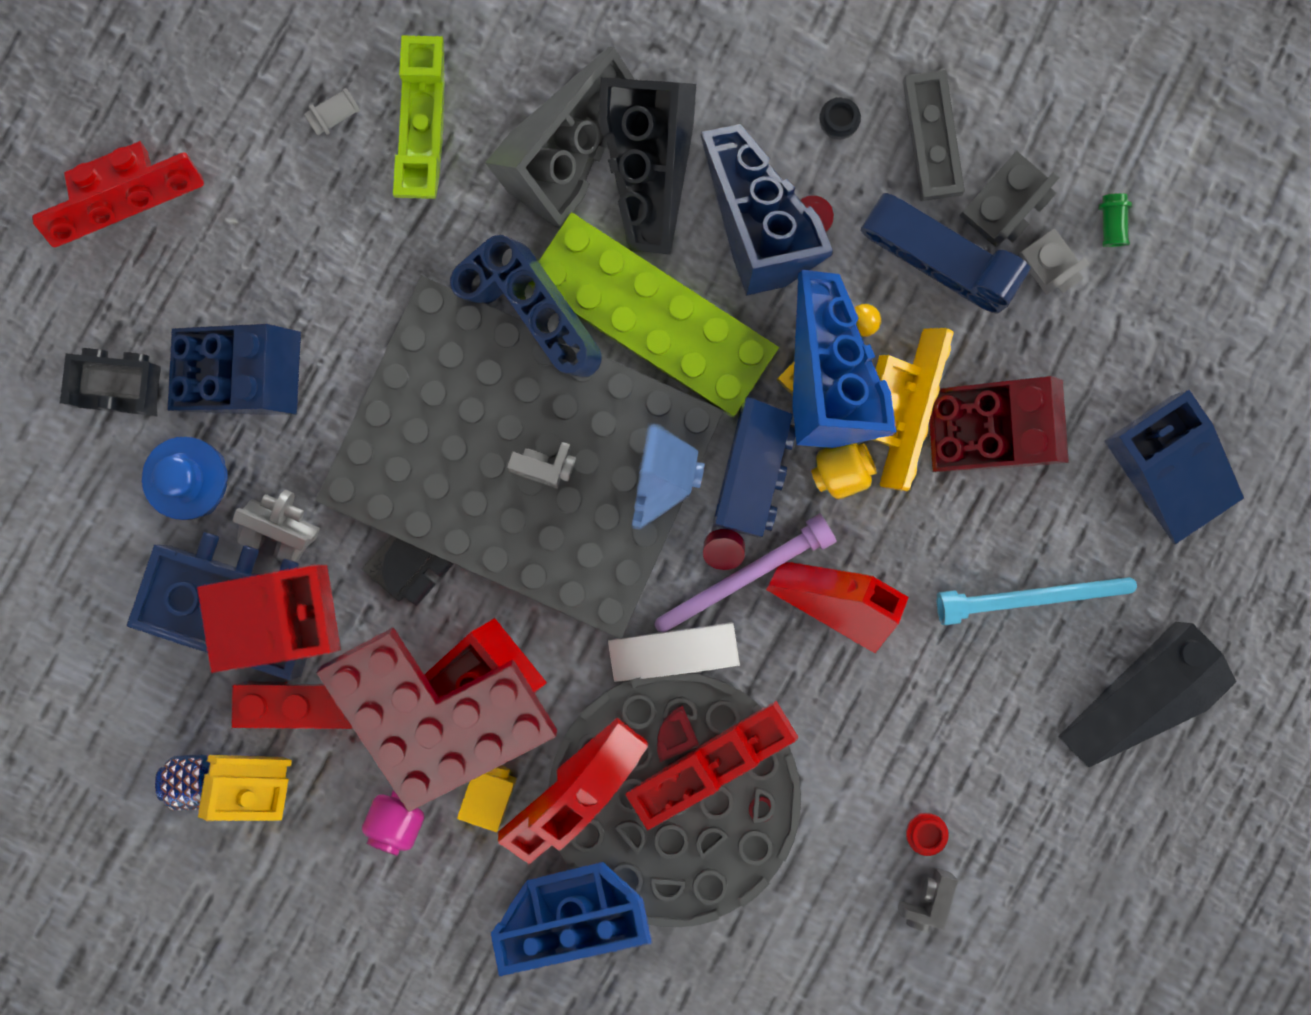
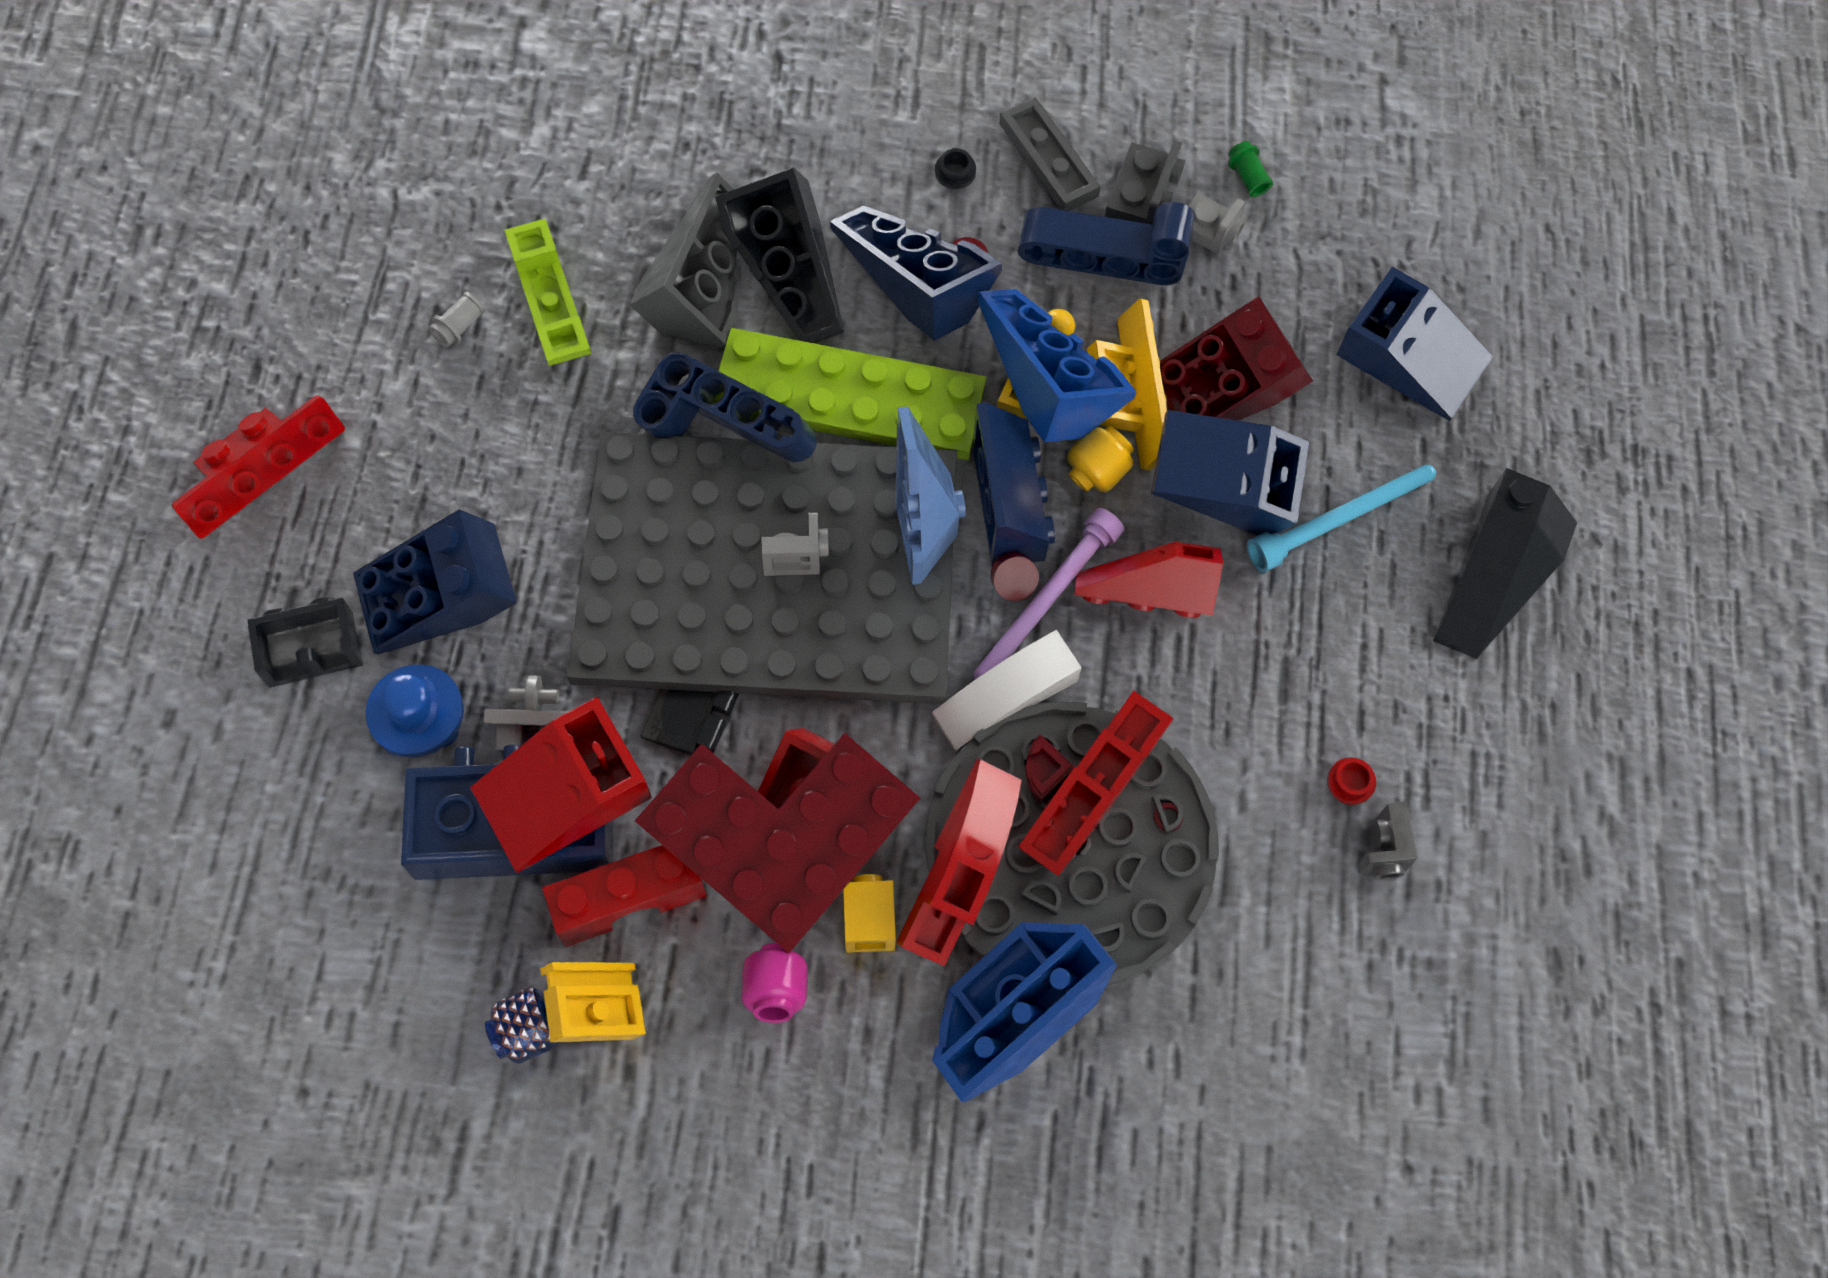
camera: 20 degrees left, 20 degrees down
(949, 530) = (1231, 470): none -> dark blue slope

